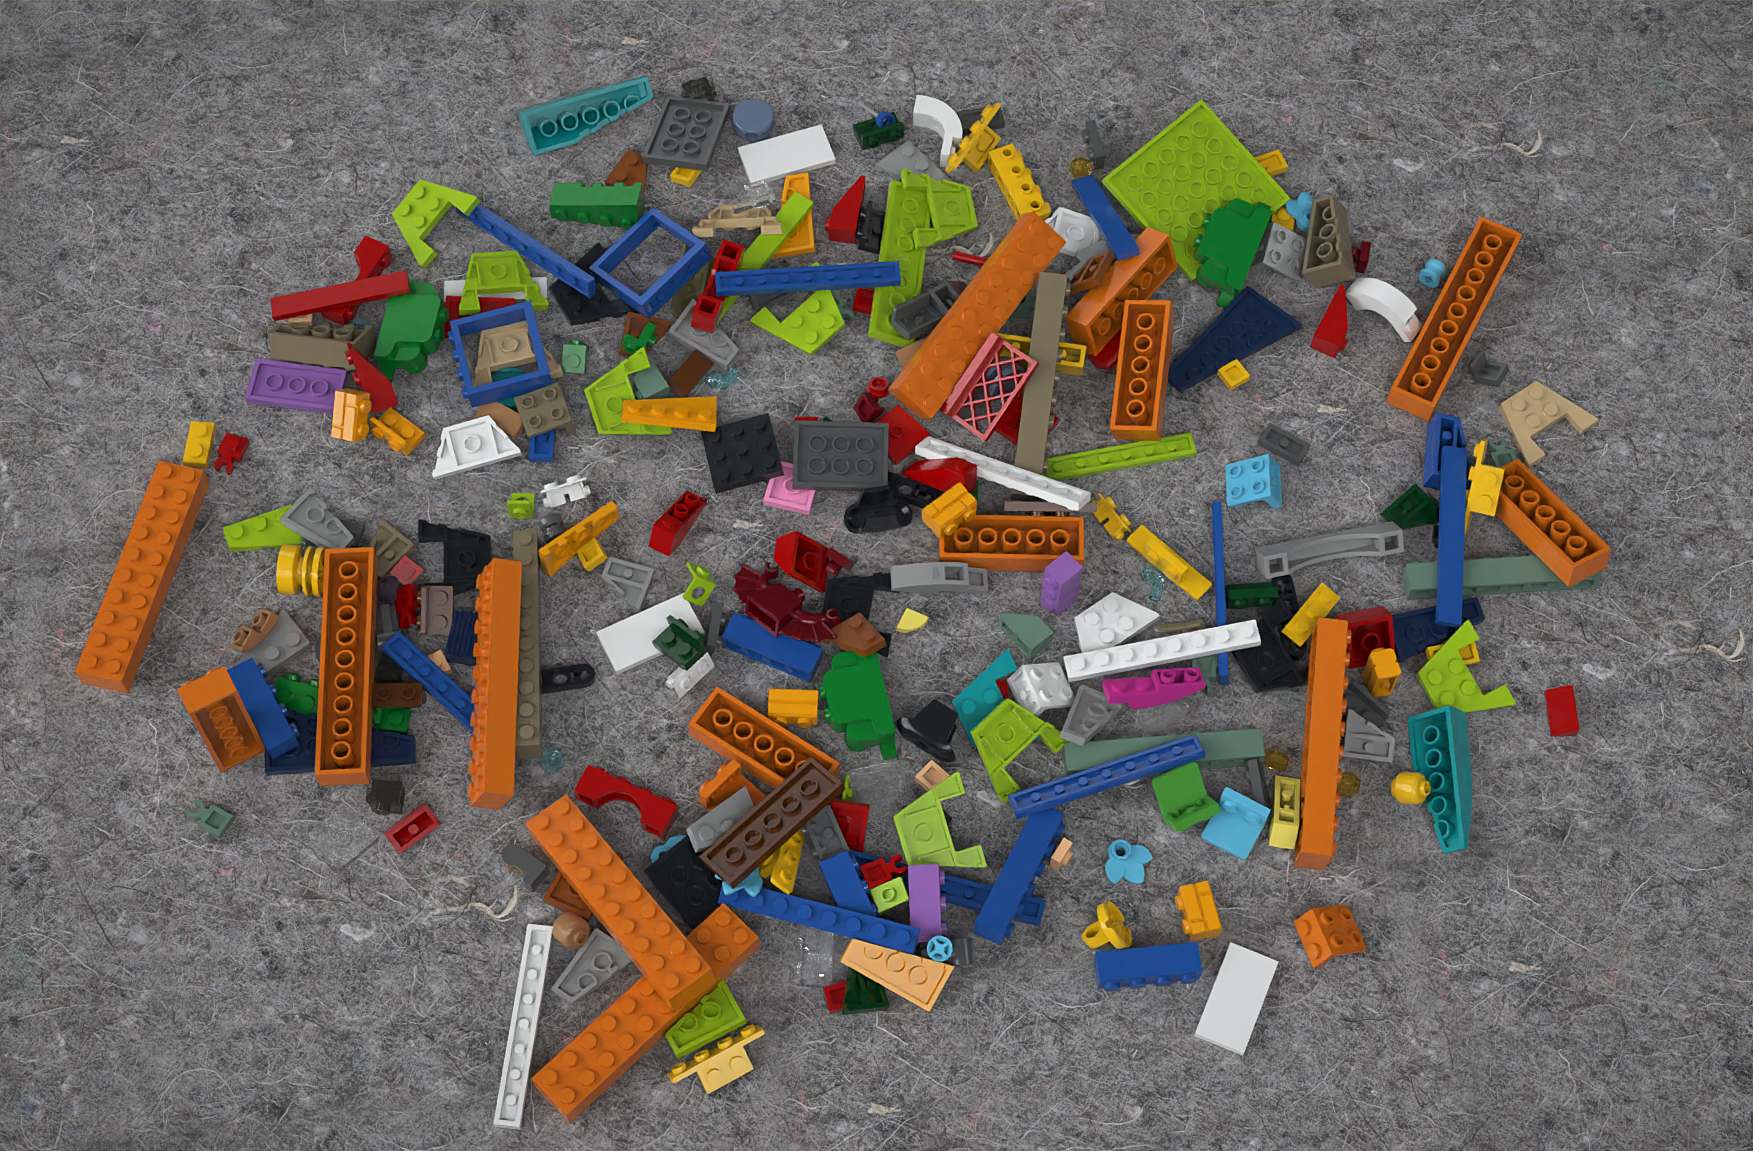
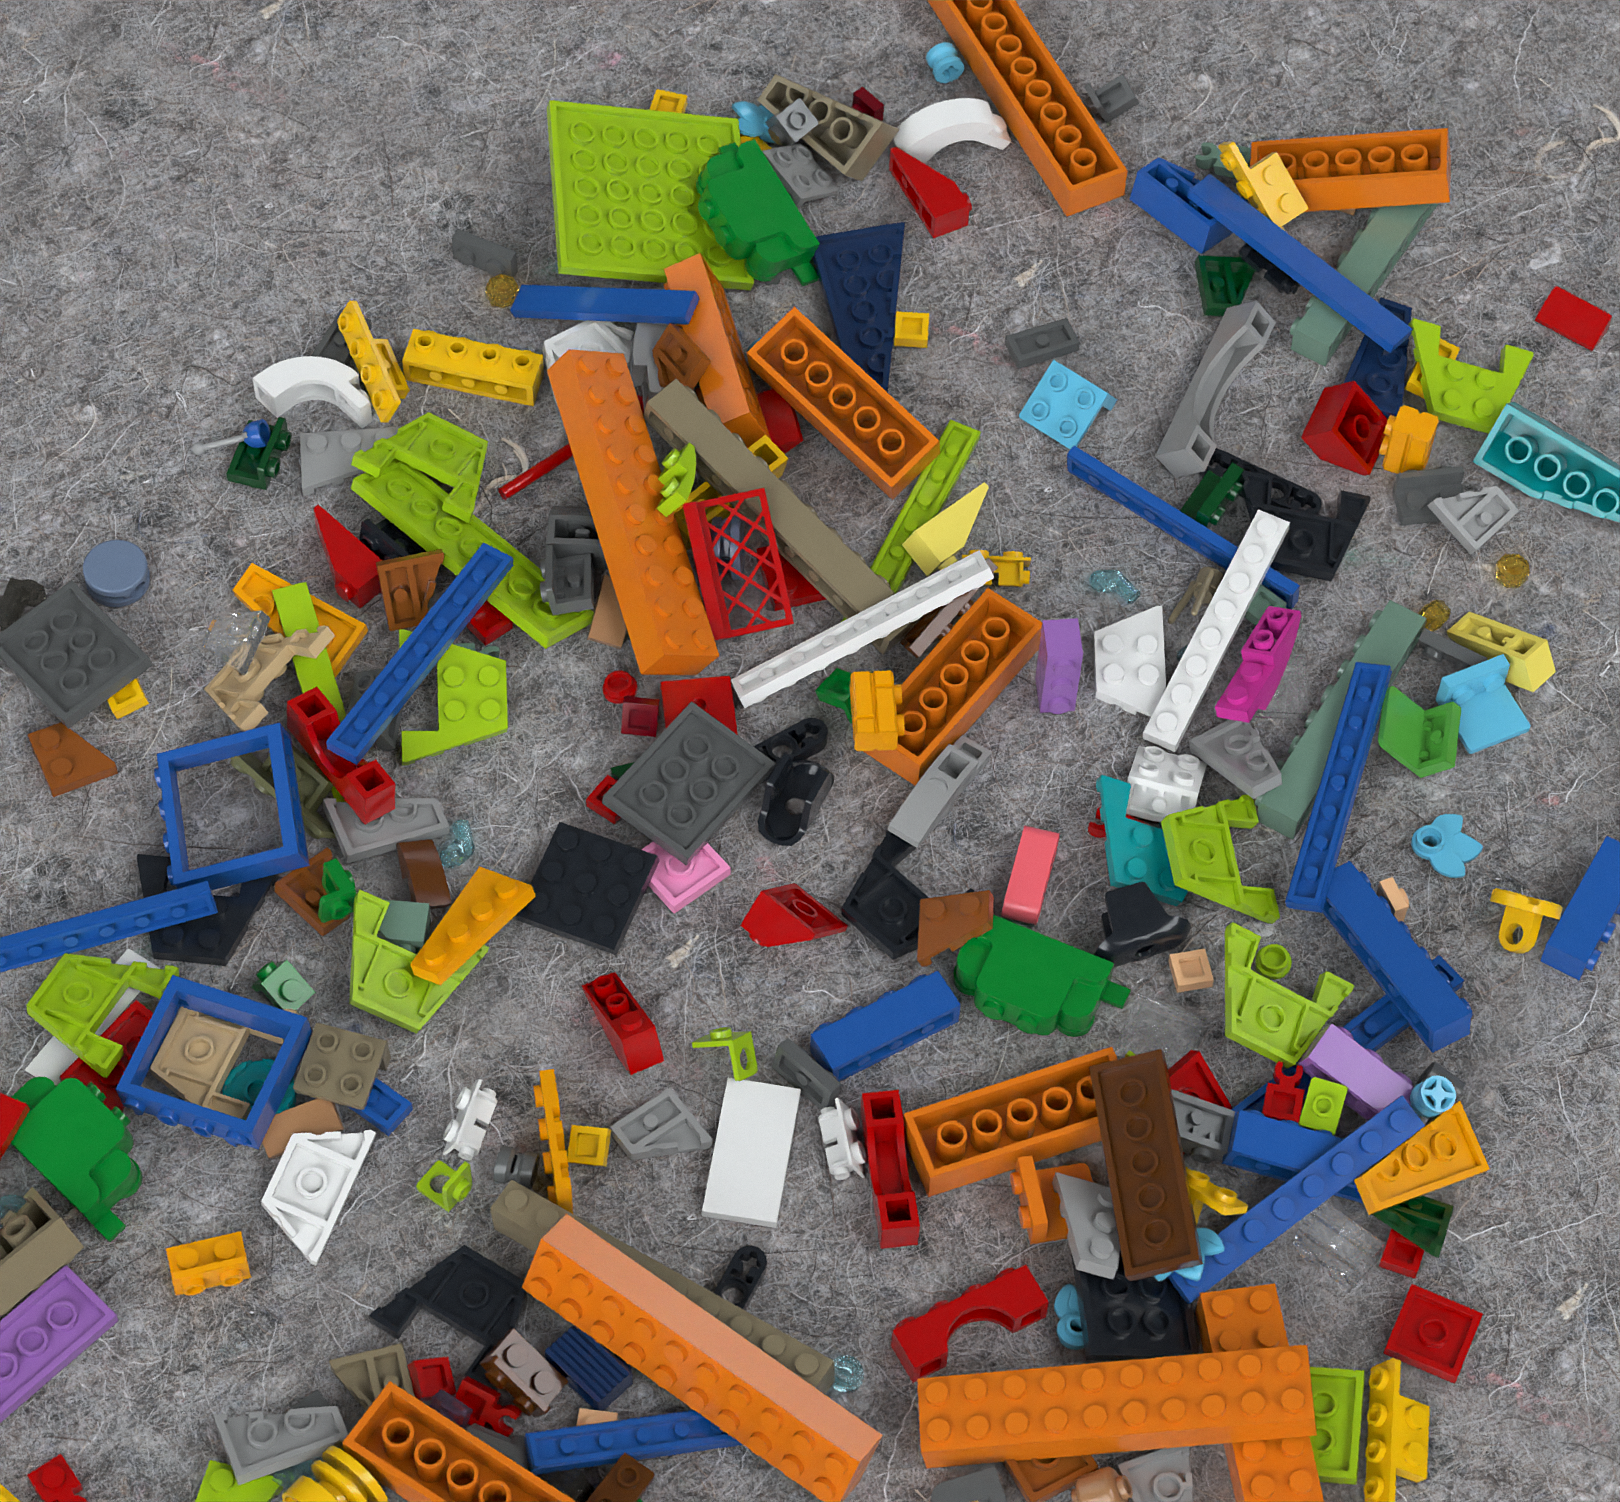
camera: 55 degrees left, 5 degrees down
(351, 415) = (149, 1296): light orange brick -> none
(371, 380) = (130, 1242): red slope -> none
(598, 204) = (85, 816): green wedge -> none
(668, 719) = (888, 1170): none -> red arch
(681, 643) = (805, 1119): dark green bracket -> none
(779, 608) = (845, 978): dark red torso -> none
(786, 155) = (198, 573): white tile -> none
(793, 707) = (984, 1055): light orange brick -> none
(800, 1043) = (1433, 1333): none -> red plate
(838, 561) = (825, 881): dark red tile -> none
(850, 247) = (408, 586): none -> dark orange wing
(911, 621) = (964, 859): light yellow tile -> none
(926, 658) = (1030, 875): none -> coral beam
(944, 473) = (808, 690): red slope -> none
(973, 817) = (1273, 961): none -> lime plate
(1010, 319) = (677, 478): none -> lime slope
(1027, 632) = (1079, 750): sand green slope -> none
(1105, 476) = (942, 537): none -> light yellow slope
(1169, 562) = (1100, 552): yellow bracket -> none
(1198, 910) = (1562, 813): light orange brick -> none
(1304, 621) = (1279, 461): yellow plate -> none
(1308, 224) = (791, 123): none -> bracket
(1322, 744) = (1453, 548): orange brick -> none
(1410, 788) = (1565, 513): yellow head -> none
(1535, 411) = (1192, 95): tan wing -> none

